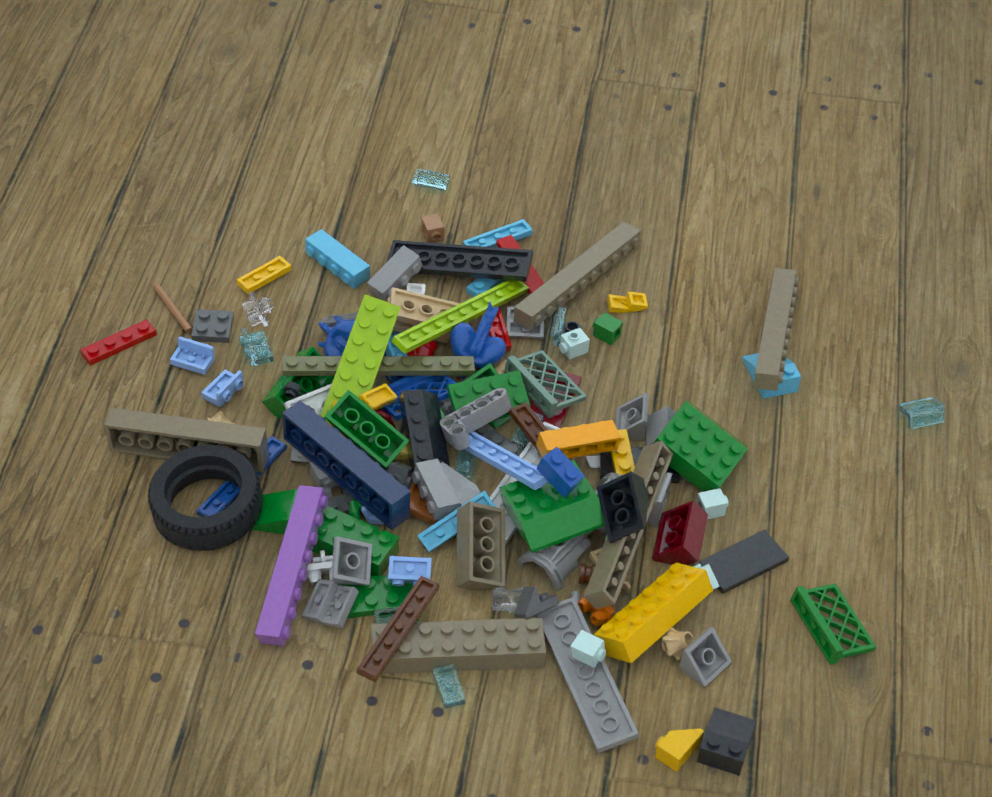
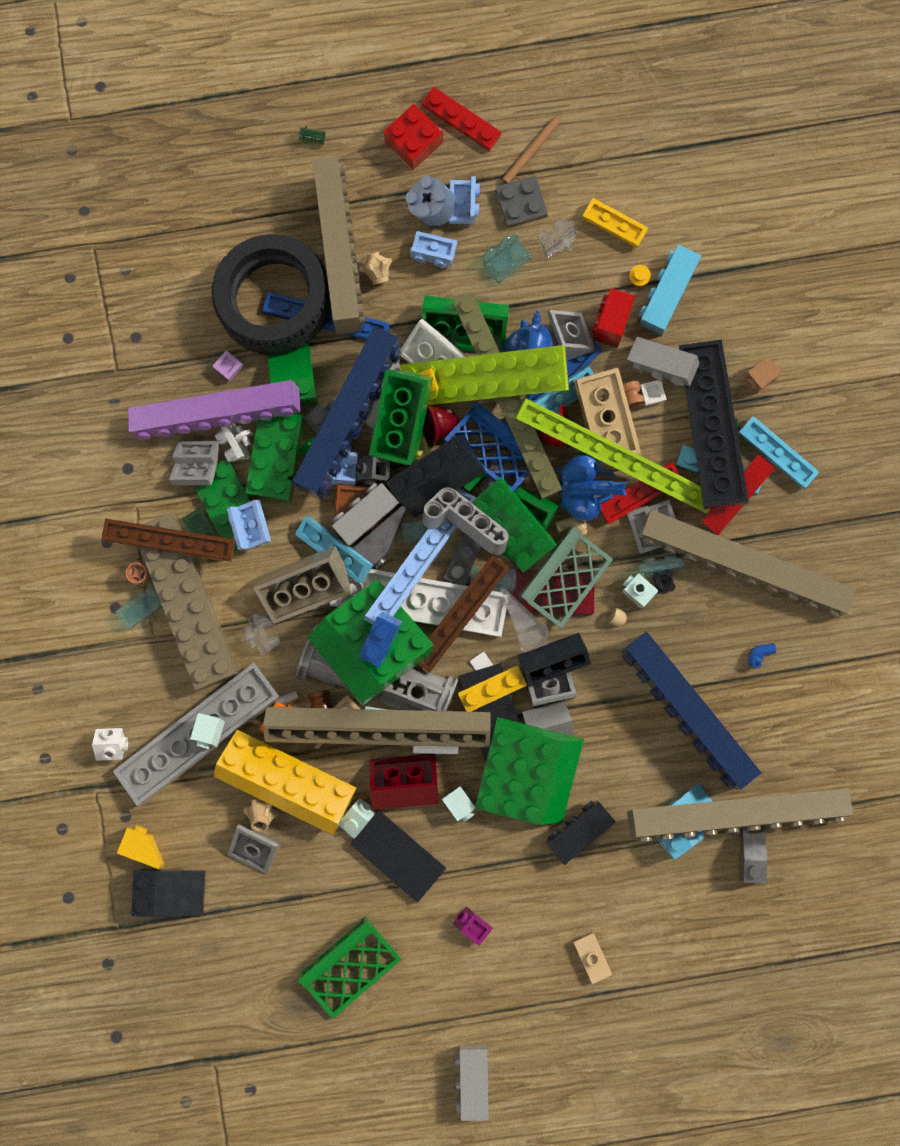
camera: 80 degrees right, 35 degrees up
(69, 443) = (312, 135): none -> clear green pin
(117, 371) = (413, 136): none -> red brick
(183, 372) = (431, 201): none -> sand blue brick
(250, 556) = (227, 365): none -> lavender plate
(292, 390) = (437, 321): black plate -> none
(315, 274) = (639, 275): none -> yellow plate
(344, 289) = (615, 313): none -> red brick
(351, 562) = (232, 464): light grey slope -> none
(378, 397) = (458, 411): yellow tile -> none
(415, 676) = (134, 573): none -> nougat wheel
(431, 179) = (846, 344): clear light blue plate -> none
(532, 603) = (249, 659): dark grey slope -> none
(570, 414) = (527, 627): none -> clear slope
(571, 742) = (109, 744): none -> white brick
(580, 439) = (474, 641): light orange brick -> none
(590, 364) = (617, 617): none -> tan hinge
(607, 328) = (678, 620): green brick -> none
(611, 402) = (554, 659): none -> black brick
(623, 505) = (374, 718): black slope -> none
(630, 303) = (732, 630): yellow slope -> none
(653, 295) = (758, 653): none -> blue arm
(683, 336) = (691, 712): none -> dark blue brick
(760, 434) = (580, 831): none -> black brick
(812, 339) = (753, 856): none -> flat silver slope
(818, 524) = (472, 926): none -> magenta bracket
(866, 459) = (592, 958): none -> tan plate
(923, 412) = (687, 1009): clear light blue bracket -> none
(954, 560) = (472, 1083): none -> light grey brick

